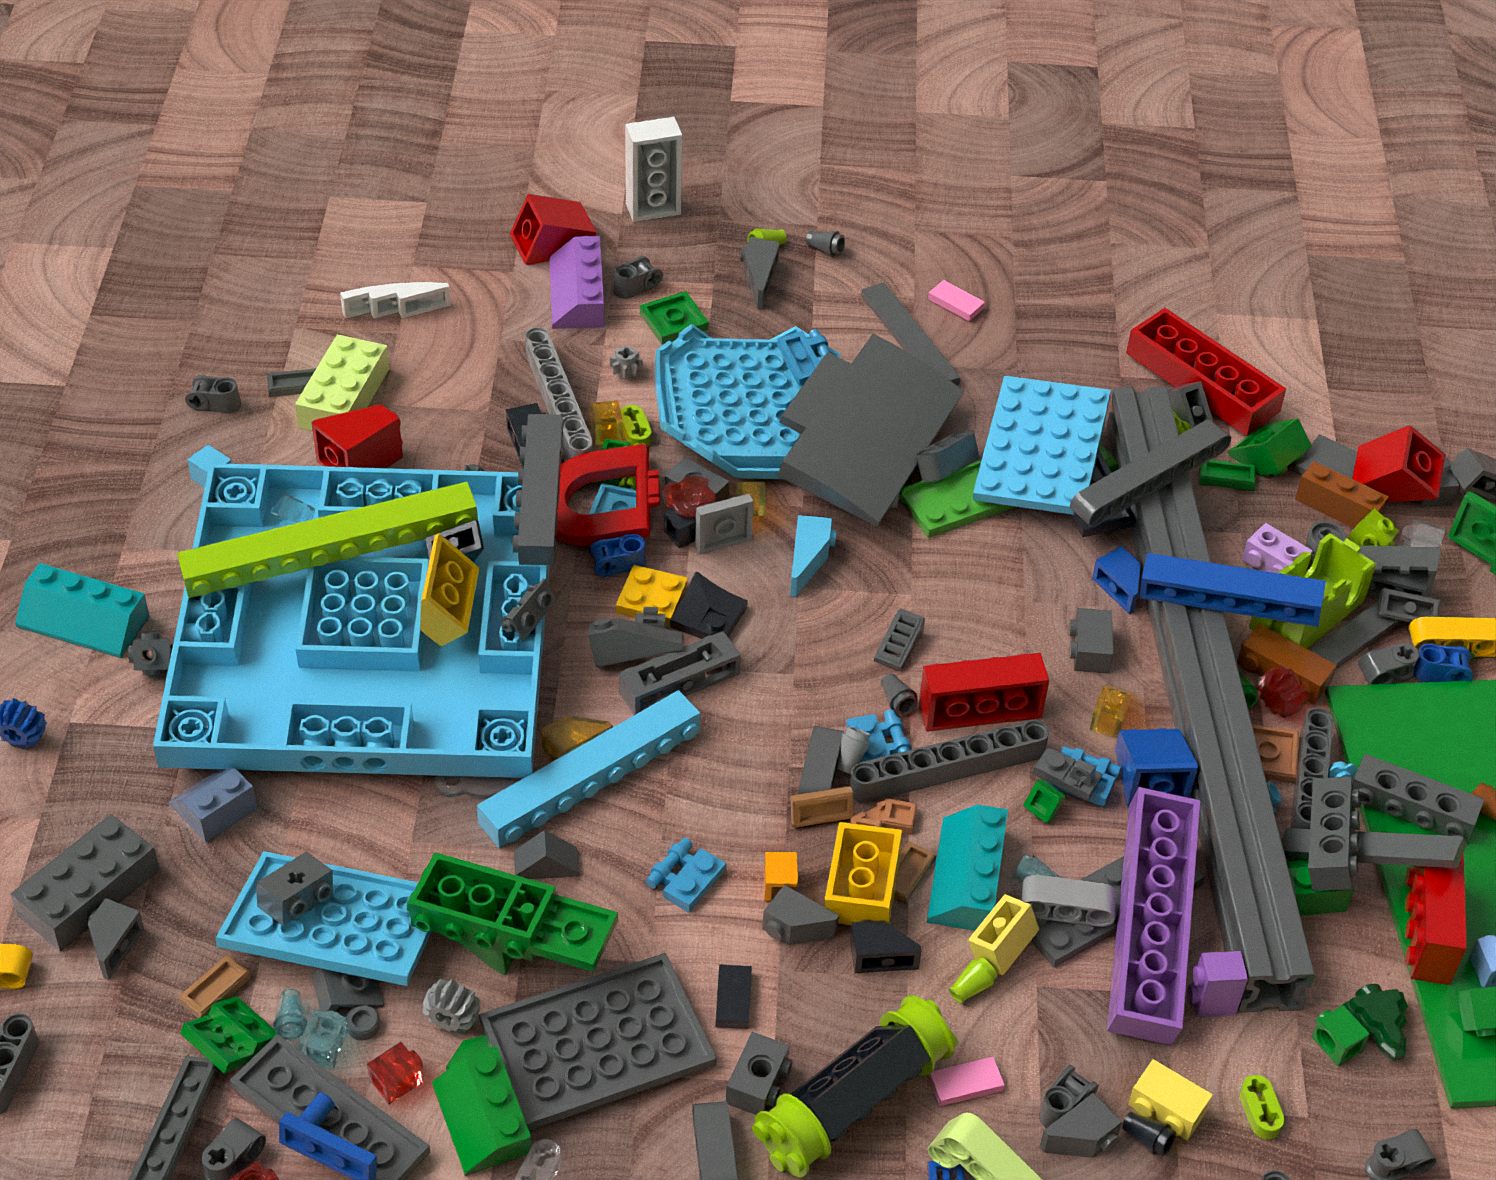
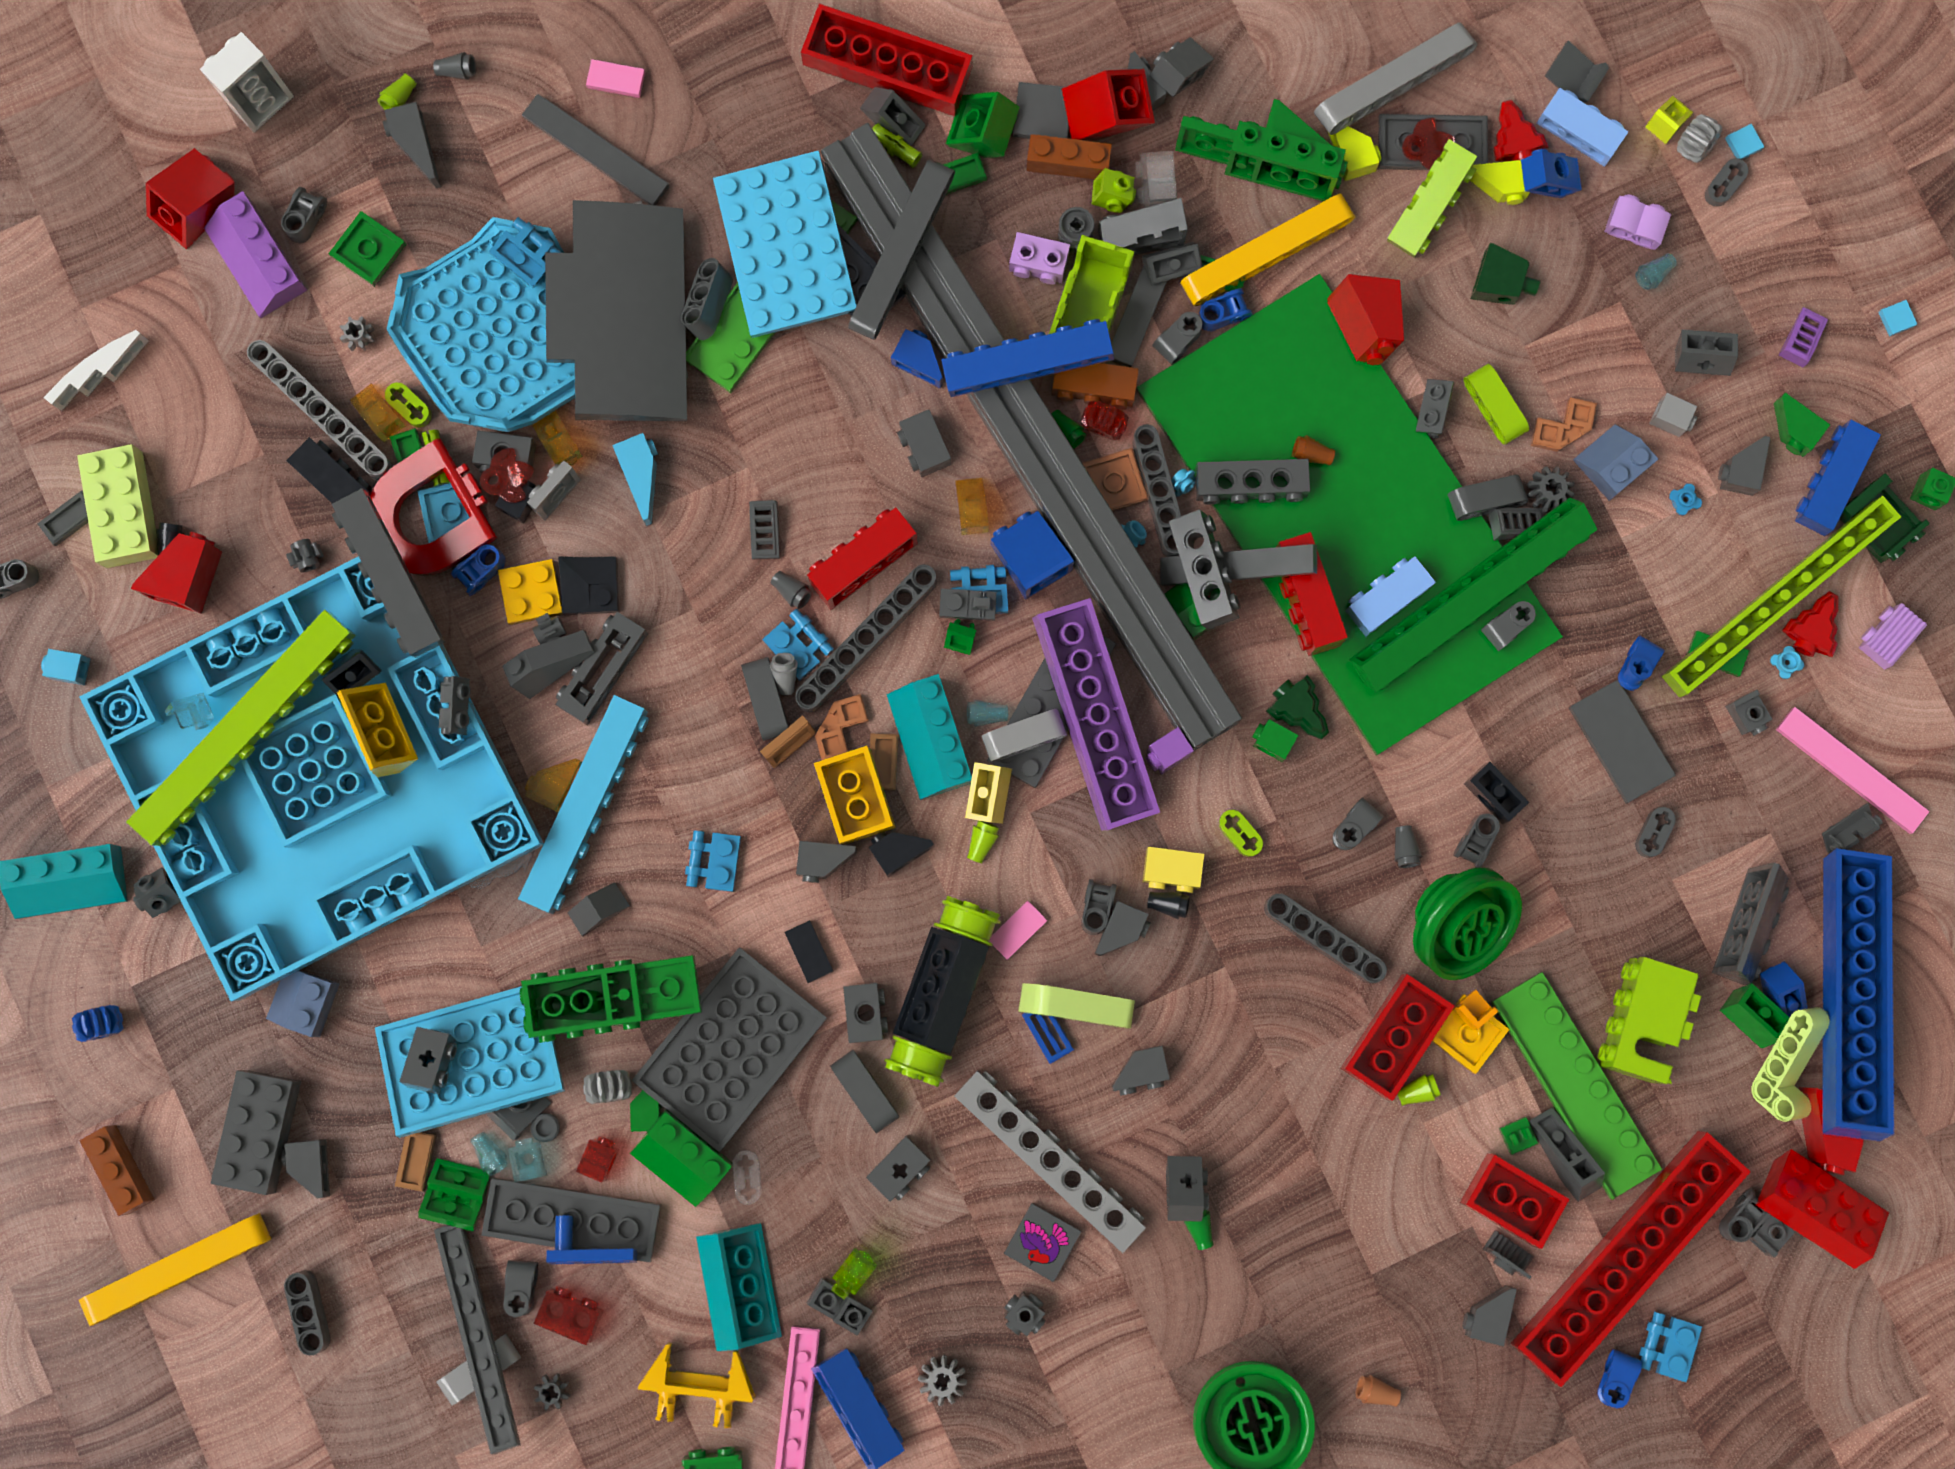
camera: 25 degrees left, 35 degrees up
(779, 870) = (788, 826): light orange panel -> none

